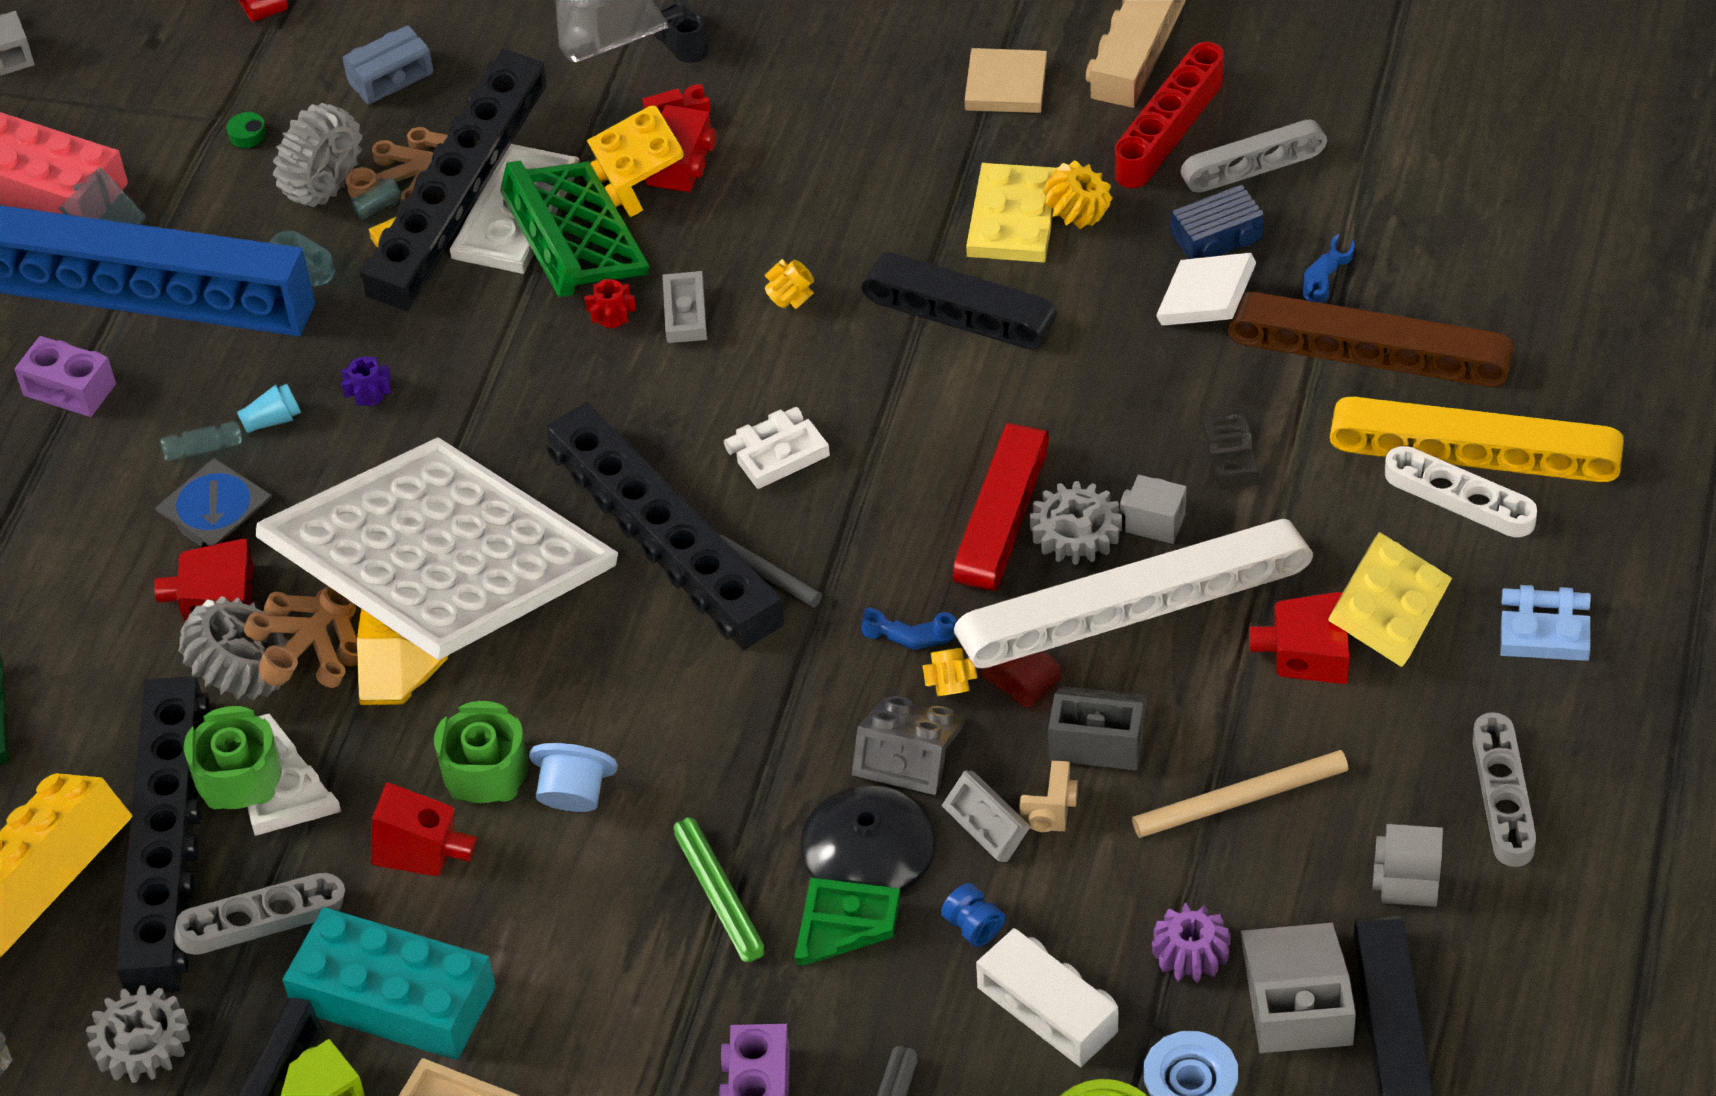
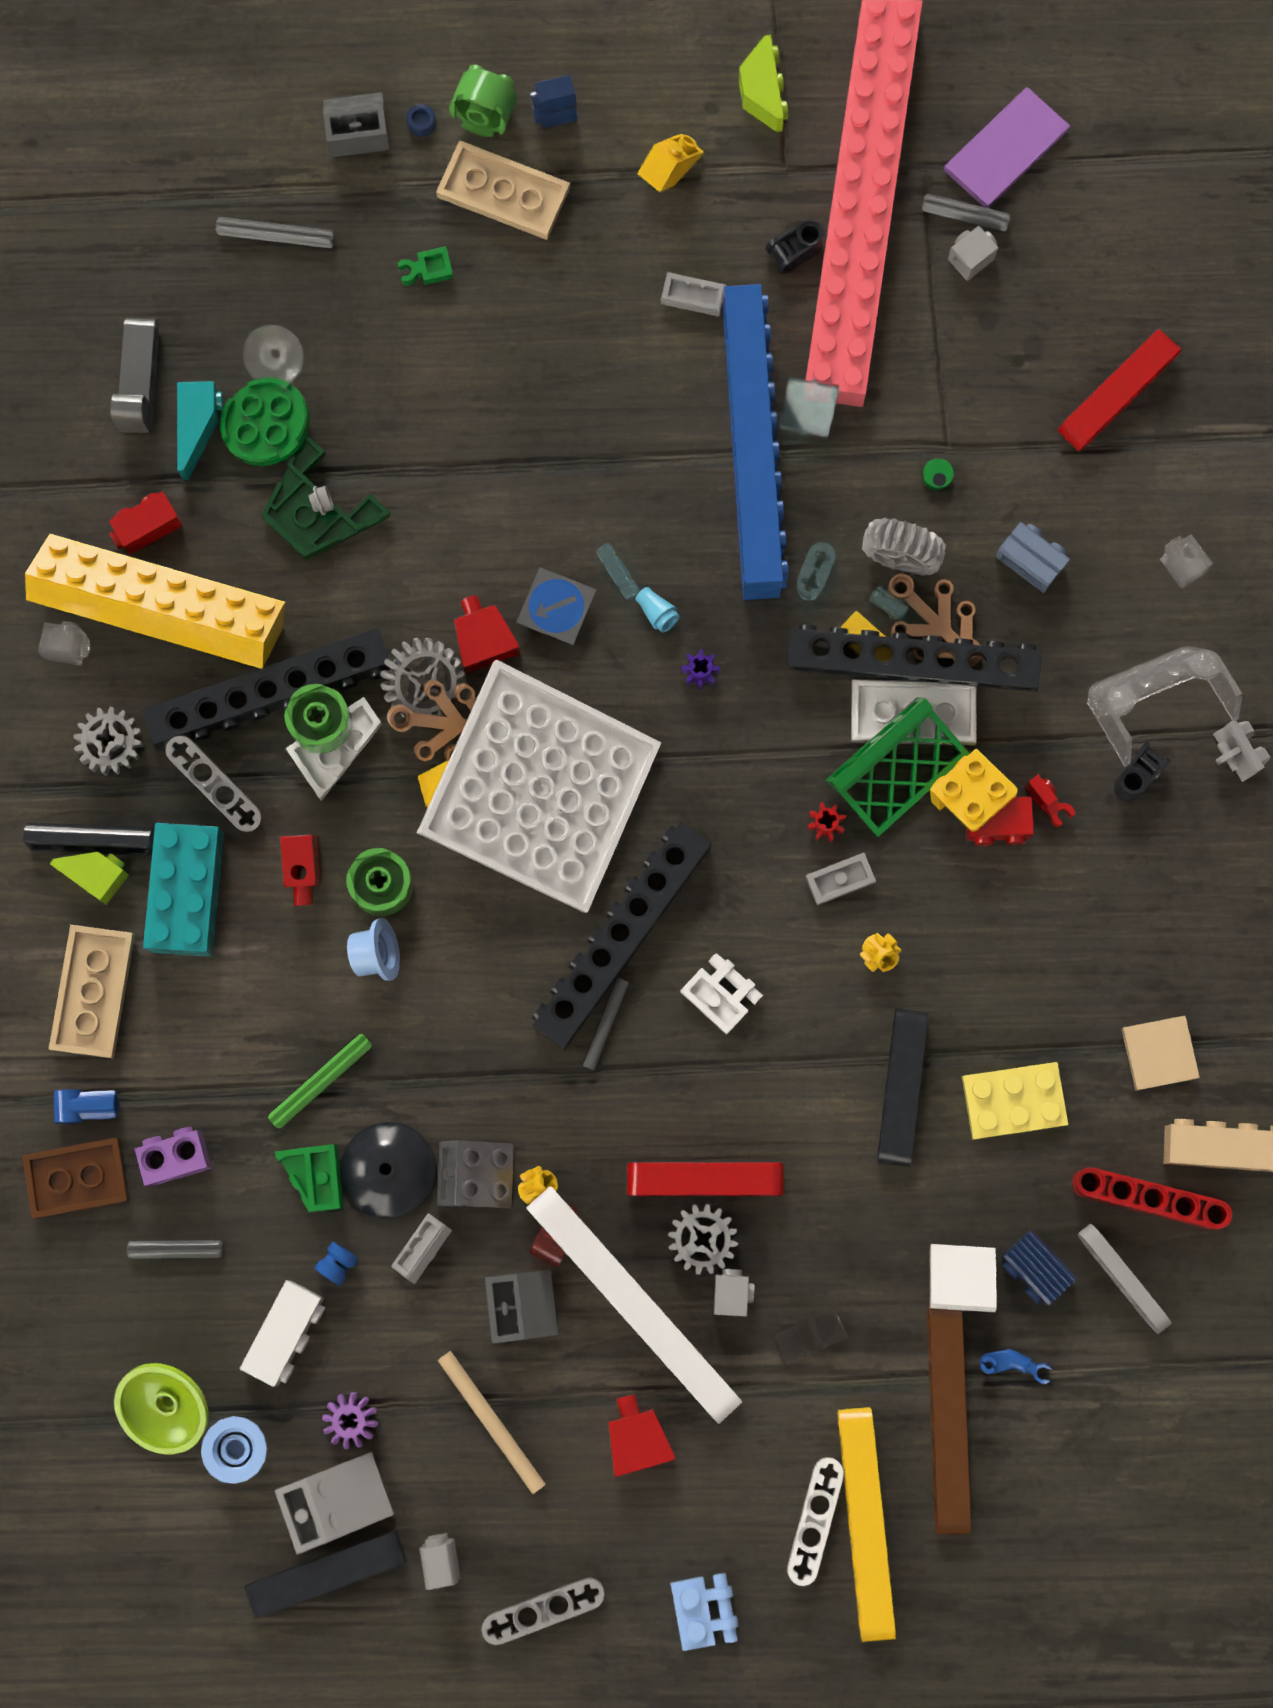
camera: 70 degrees right, 30 degrees up
(65, 376) = (644, 448): medium lavender brick -> none
(913, 637) = (571, 1148): blue arm -> none
(1050, 812) = (452, 1297): tan bracket -> none
(1077, 194) = (1035, 1150): yellow gear -> none
(1390, 599) = (683, 1493): light yellow plate -> none

